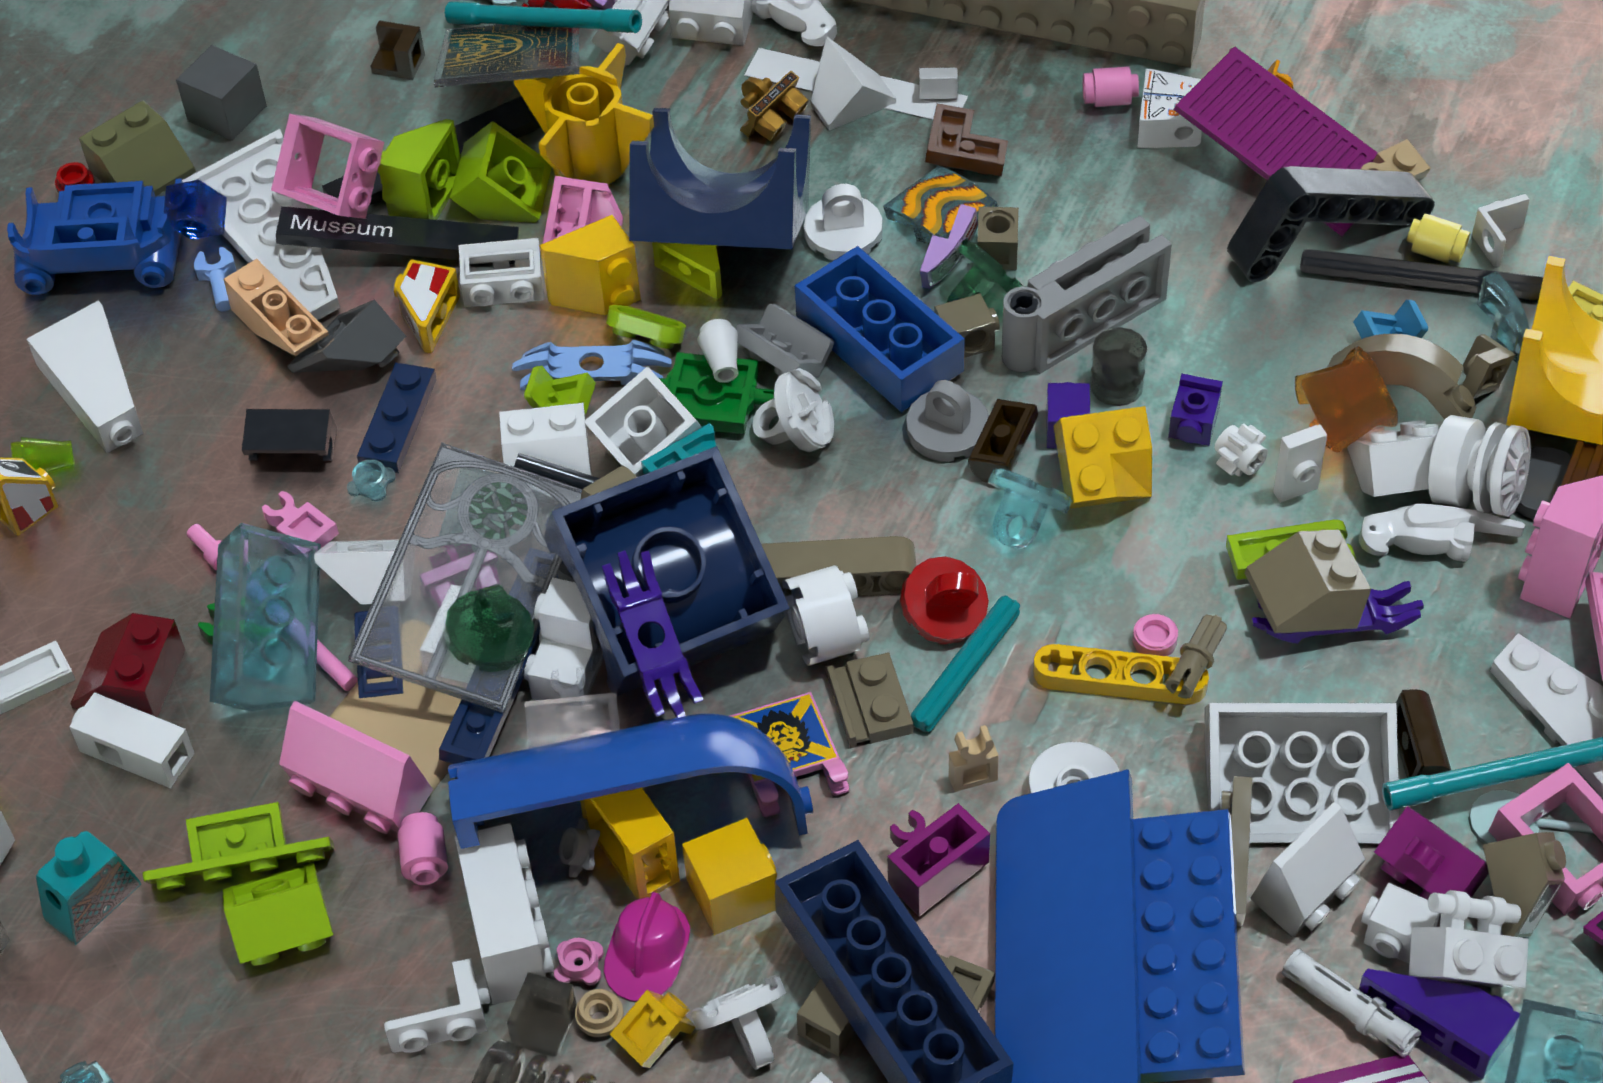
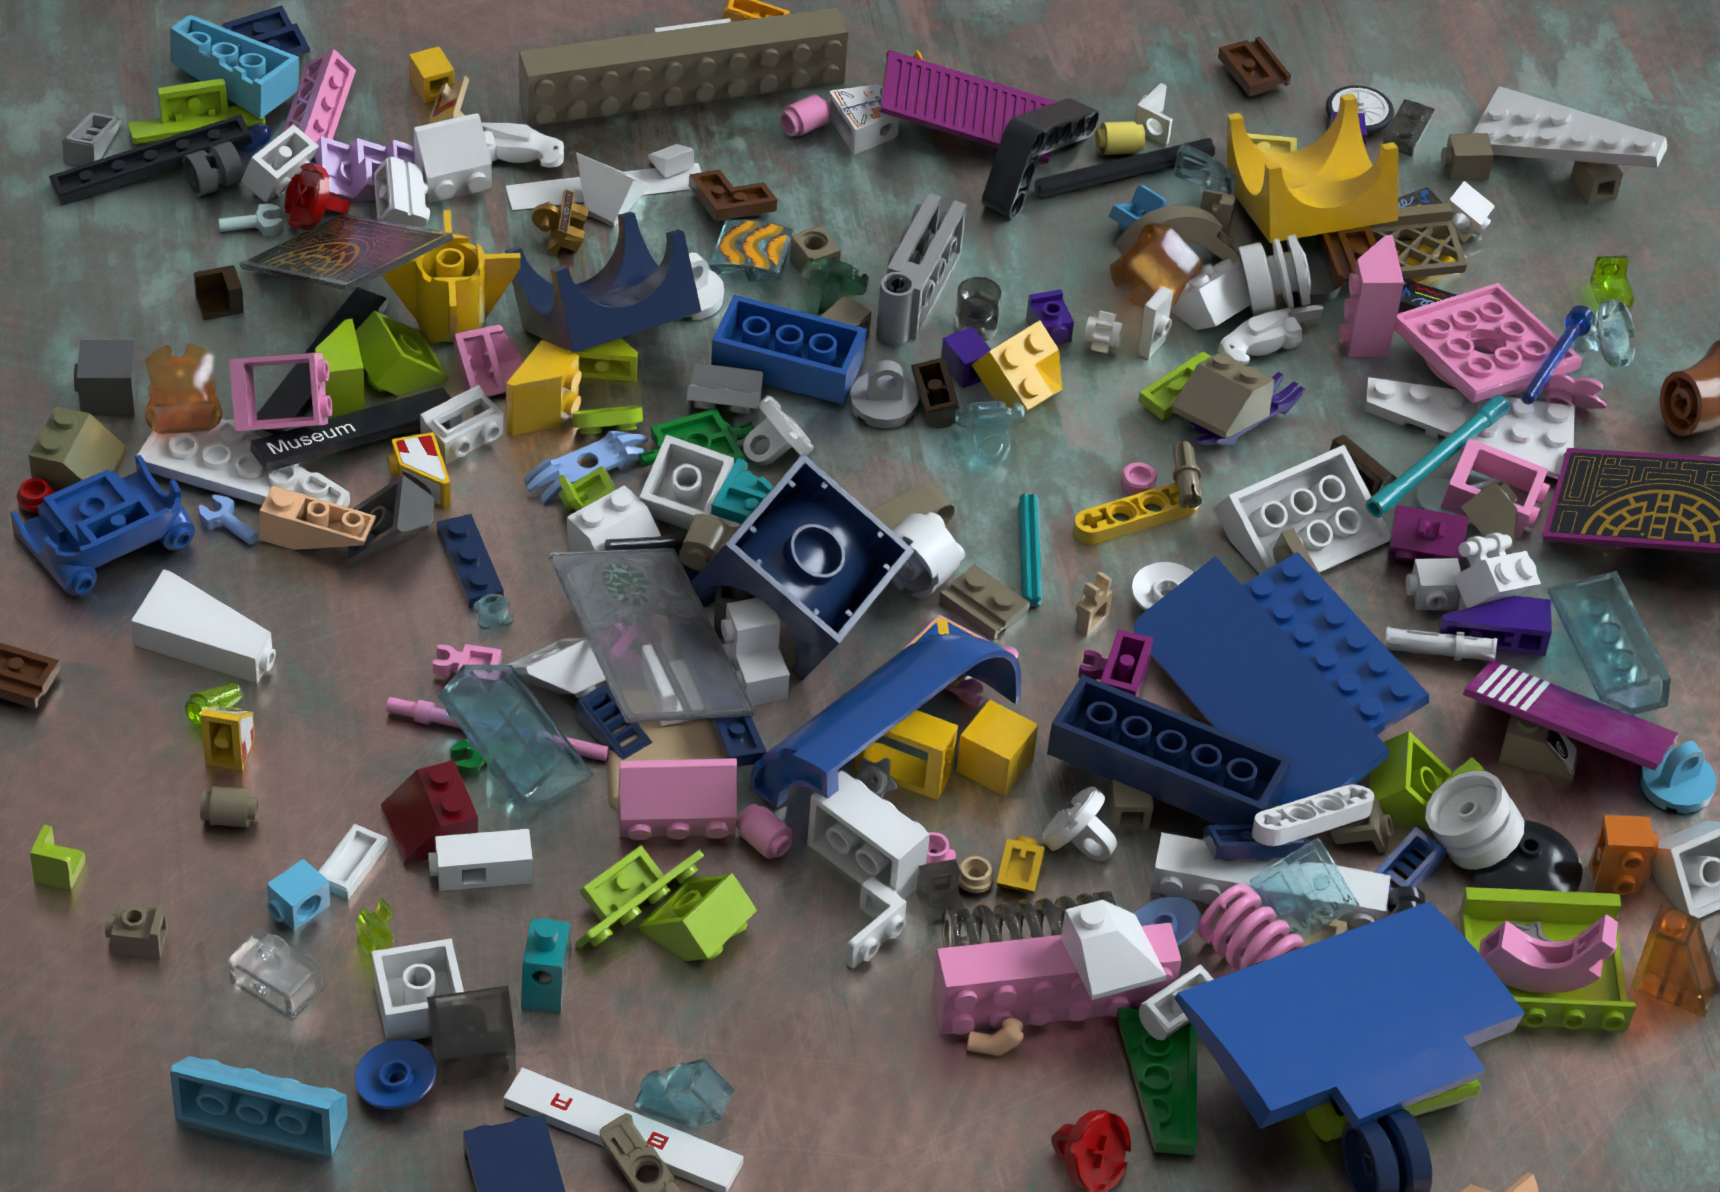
camera: 40 degrees left, 5 degrees down
(195, 209) = (183, 466): clear blue brick -> none
(251, 129) = (182, 391): none -> clear orange piece
(289, 432) = (403, 603): black hinge -> none
(488, 629) = (701, 659): clear green tile -> none
(571, 714) = (800, 697): clear brick -> none
(609, 20) = (401, 200): teal piece -> none
(644, 608) = (860, 624): dark purple piece -> none
(646, 948) = (969, 821): dark pink piece -> none
(720, 346) = (688, 407): white cone -> none
(941, 254) = (789, 275): lavender slope -> none
(944, 600) = (987, 511): red tile -> none
(1311, 873) = (1364, 572): white slope -> none
(1400, 158) = (1051, 92): tan plate -> none

